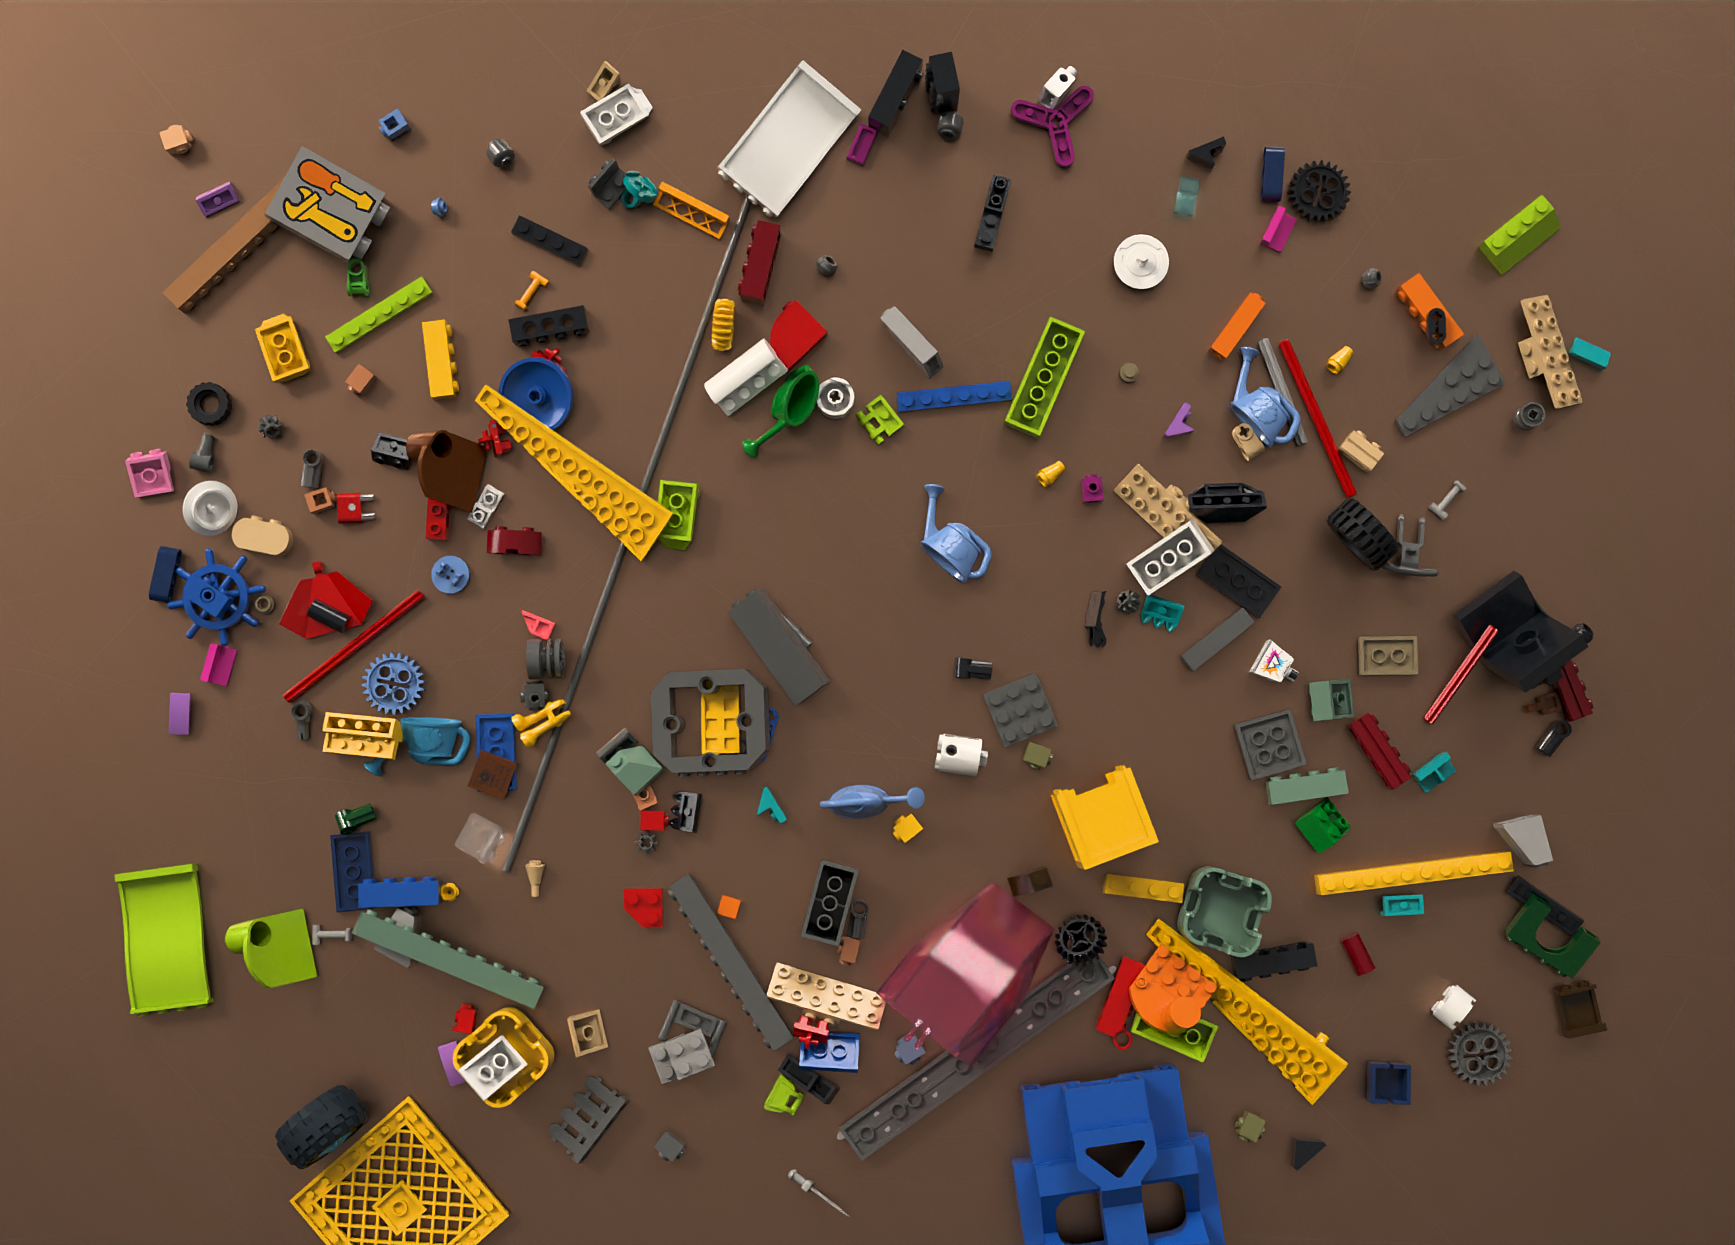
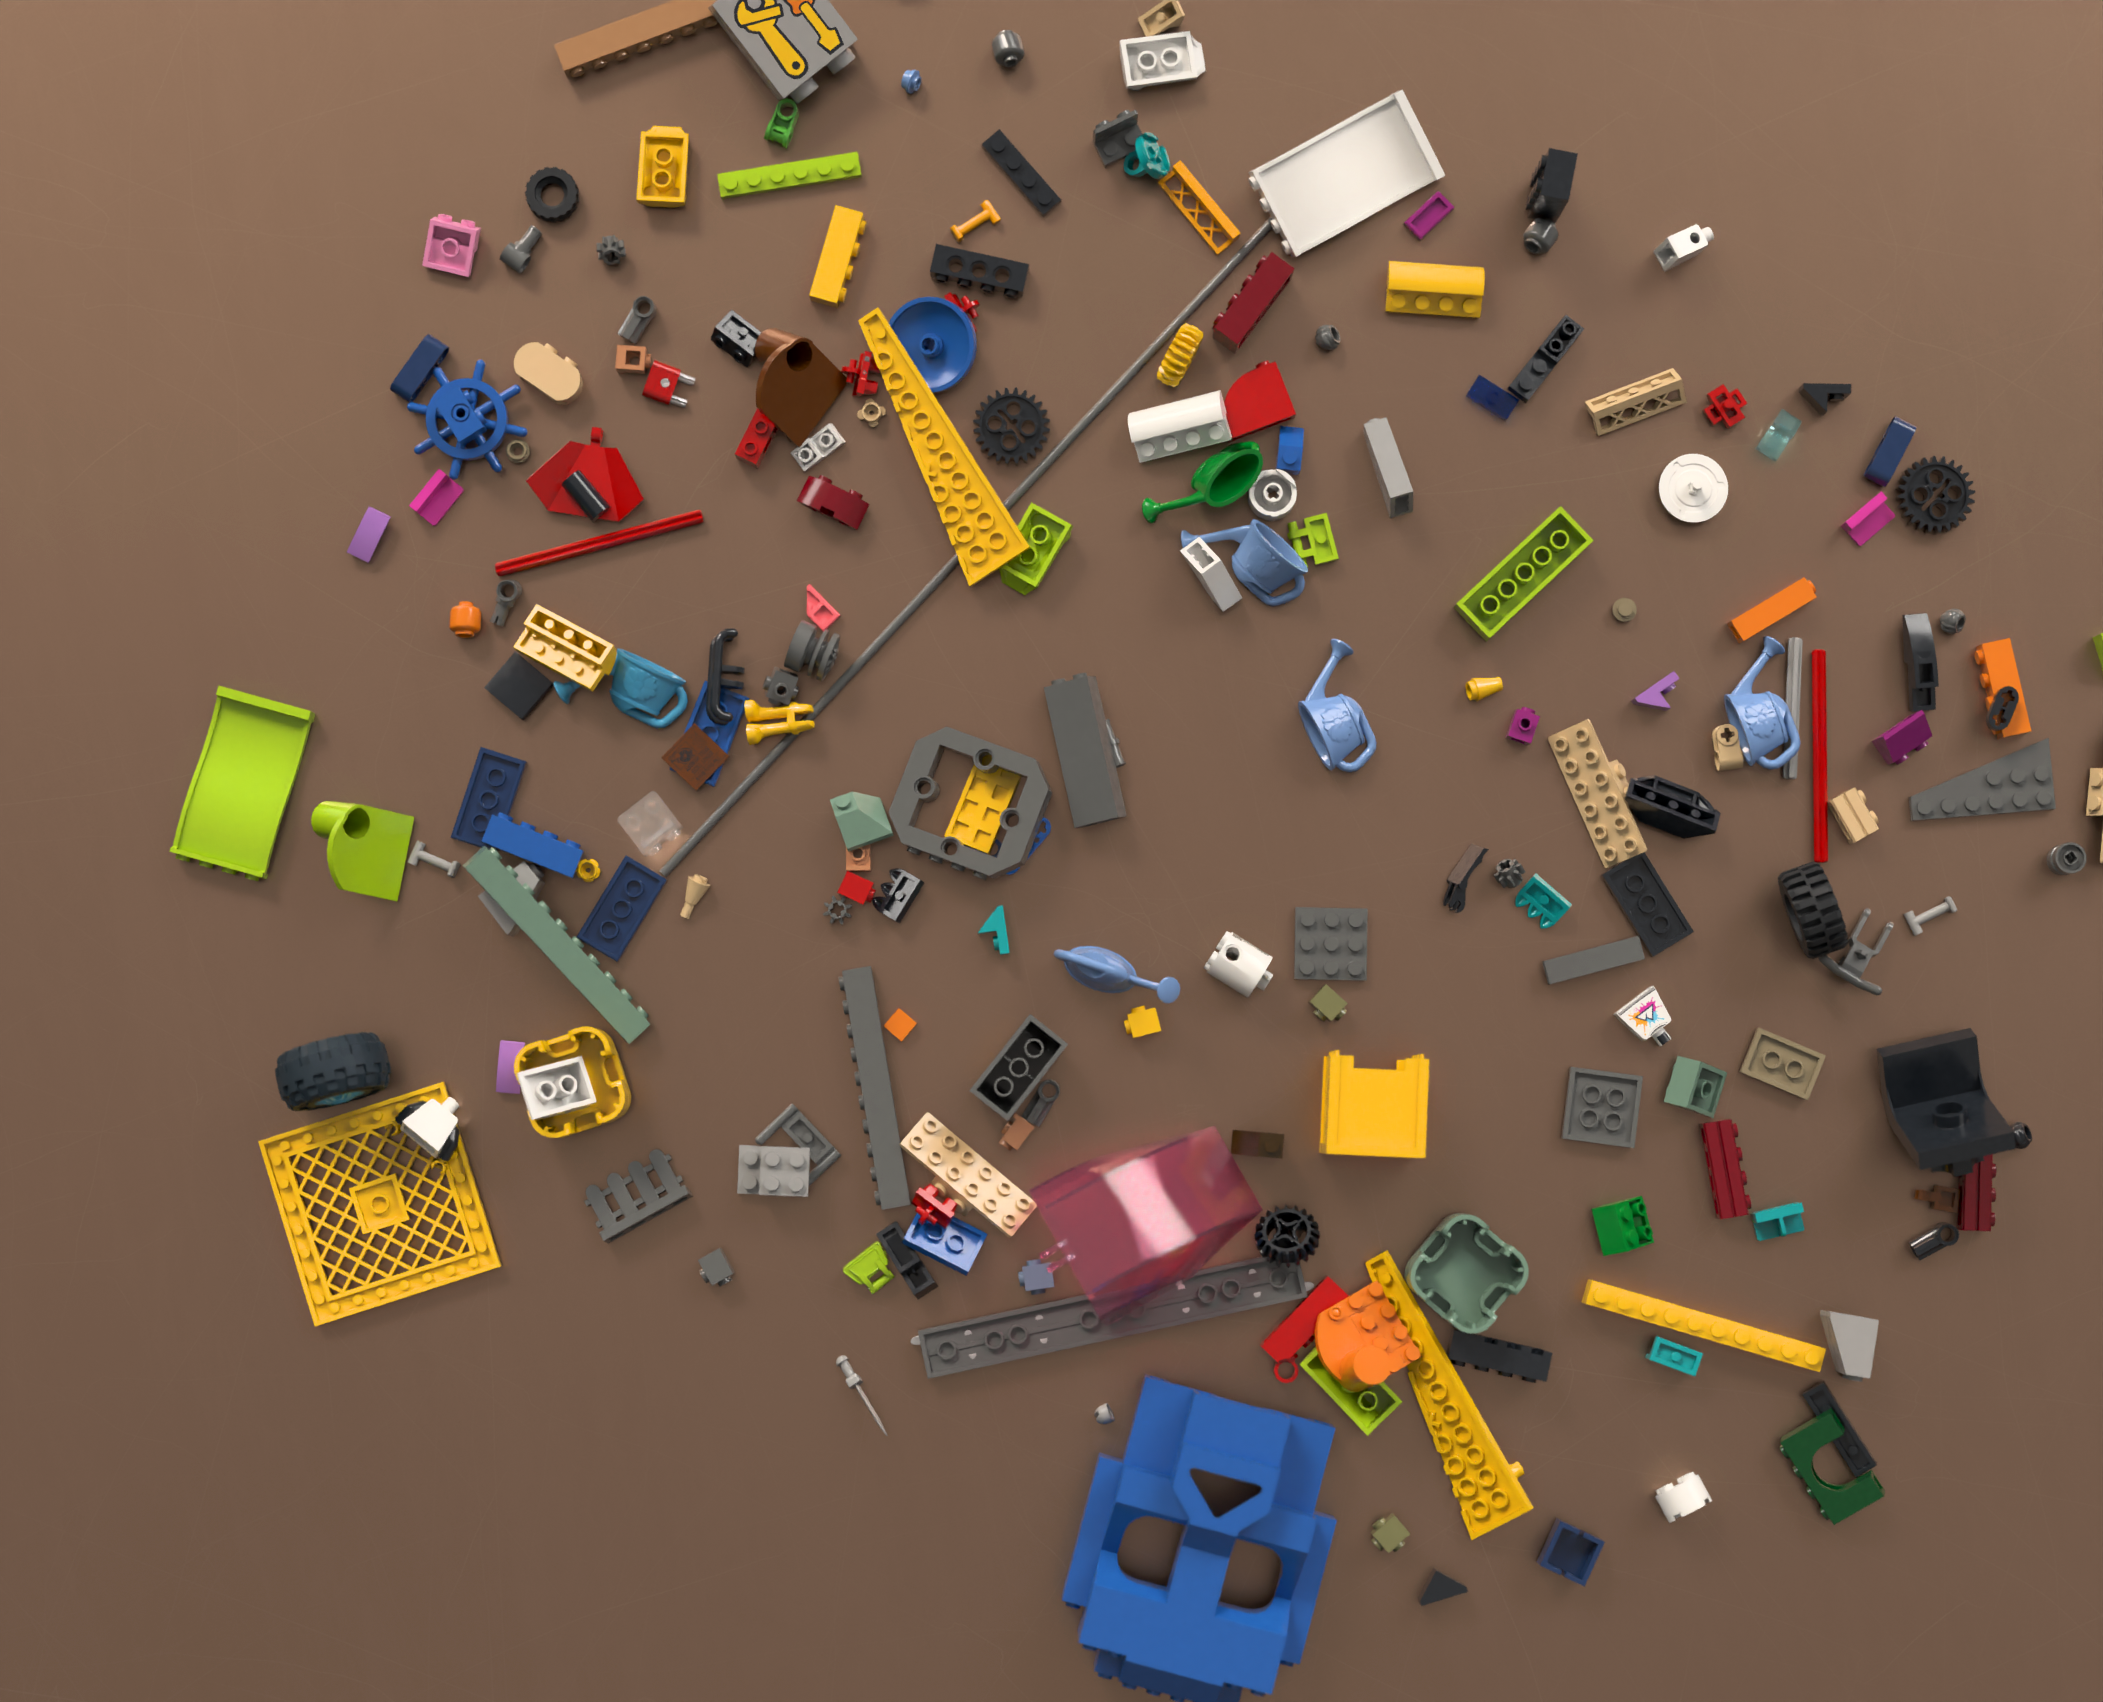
camera: 20 degrees right, 0 degrees up
(210, 508) = (503, 314): white piece -> none
(278, 746) = (465, 620): none -> orange head
(339, 777) = (519, 685): none -> black slope
(349, 820) = (509, 739): dark green piece -> none
(360, 380) = (736, 241): nougat brick -> none
(397, 667) = (614, 621): medium blue gear -> none
(413, 1135) = (431, 1127): none -> white torso
(458, 579) = (751, 516): medium blue plate -> none
(465, 1019) = (546, 1022): red brick -> none
(482, 711) = (715, 681): none -> black piece
(486, 910) = (621, 908): none -> dark blue tile
(514, 459) = (869, 406): none -> tan plate
(587, 1032) = (678, 1097): tan slope -> none
(613, 444) = (1028, 413): none -> black gear
(621, 741) = (858, 782): dark grey brick -> none
(645, 906) = (804, 982): red plate -> none
(815, 475) = (1211, 574): none -> white slope
(834, 359) = (1290, 450): none -> blue slope
(848, 450) = (1261, 560): none -> medium blue piece
(889, 196) = (1434, 289): none -> yellow brick
(895, 92) = (1493, 172): black brick -> none
(954, 396) = (1410, 551): blue plate -> none
(966, 258) = (1492, 397): none -> clear blue plate
(970, 669) = (1290, 870): black piece -> none
(1003, 1130) = (1104, 1414): none -> light grey hinge
(1066, 111) = (1652, 272): magenta piece -> none
(1070, 212) = (1638, 393): none -> tan fence
(1138, 191) = (1725, 406): none -> red piece
(1143, 888) = (1384, 1207): yellow brick -> none
(1170, 557) = (1579, 841): white brick -> none
(1306, 787) = (1623, 1174): sand green brick -> none
(1339, 360) = (1873, 700): yellow cone -> none
(1358, 954) = (1599, 1391): dark red brick -> none
(1362, 317) = (1921, 660): none -> black slope
(1373, 378) = (1904, 737): none -> magenta slope
(1461, 674) = (1857, 1121): axle -> none
(1482, 1071) = (1696, 1544): dark grey gear -> none
(1578, 1010) = (1826, 1564): dark brown panel -> none

